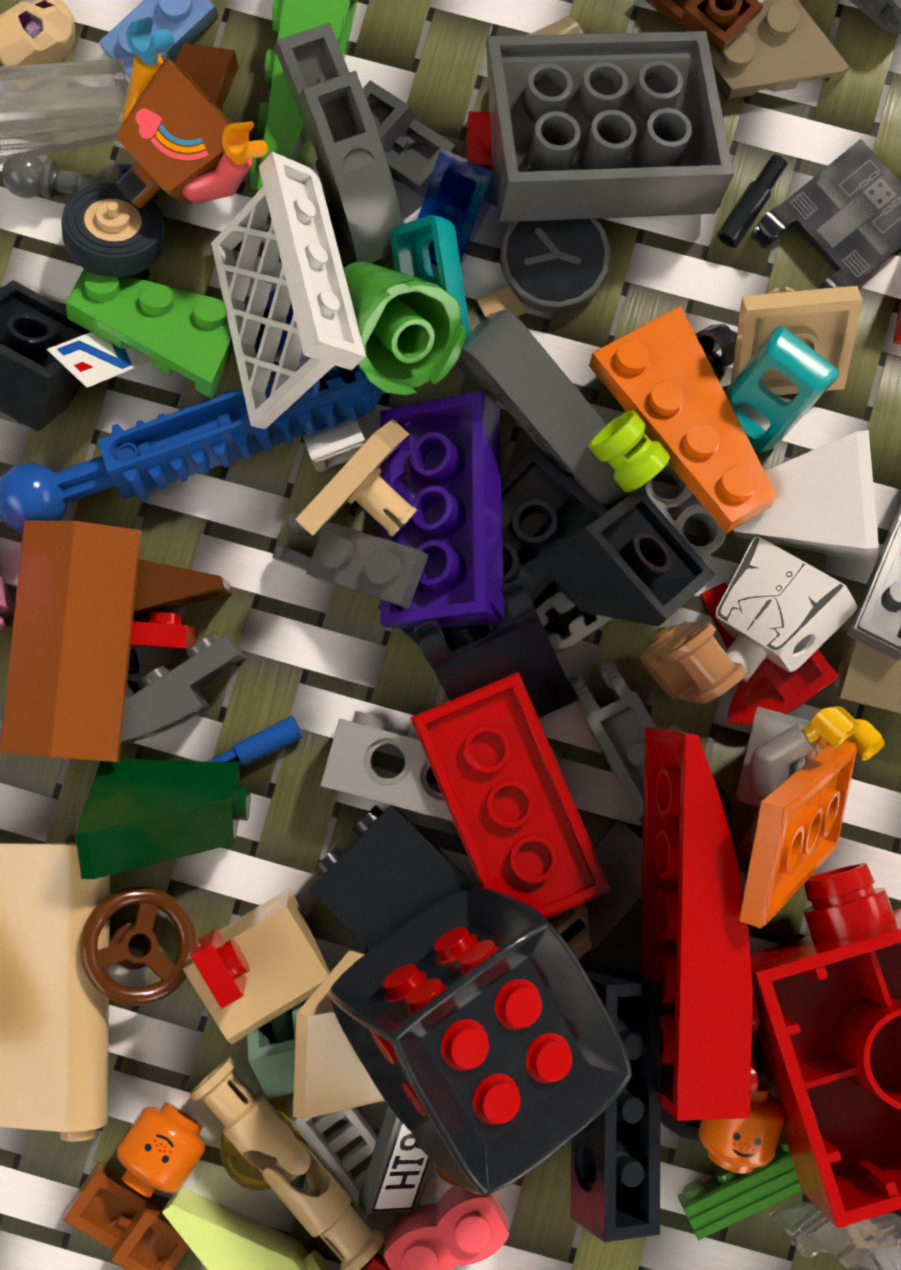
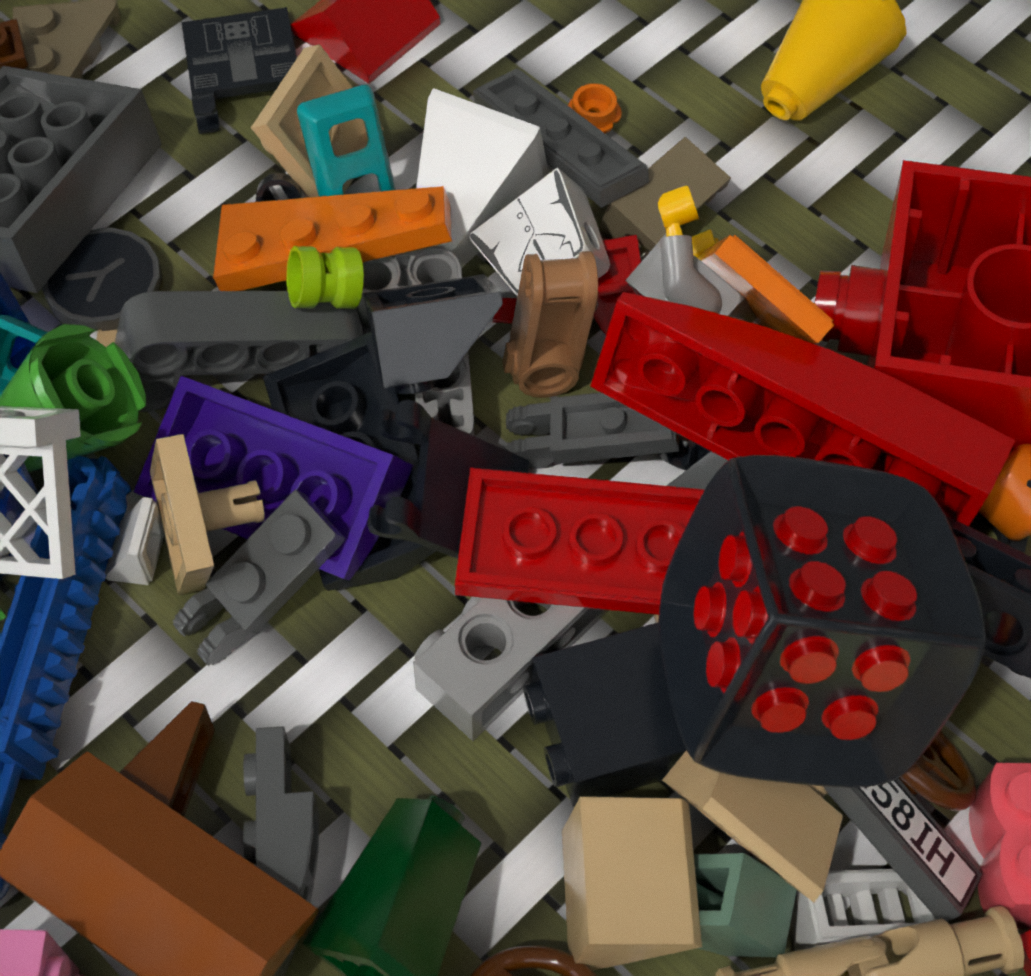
camera: 60 degrees left, 25 degrees down
(163, 631) = (213, 800): red plate -> none
(221, 966) = (609, 882): red plate -> none
(263, 743) = (391, 768): blue pin -> none
(751, 202) = (174, 118): black pin -> none

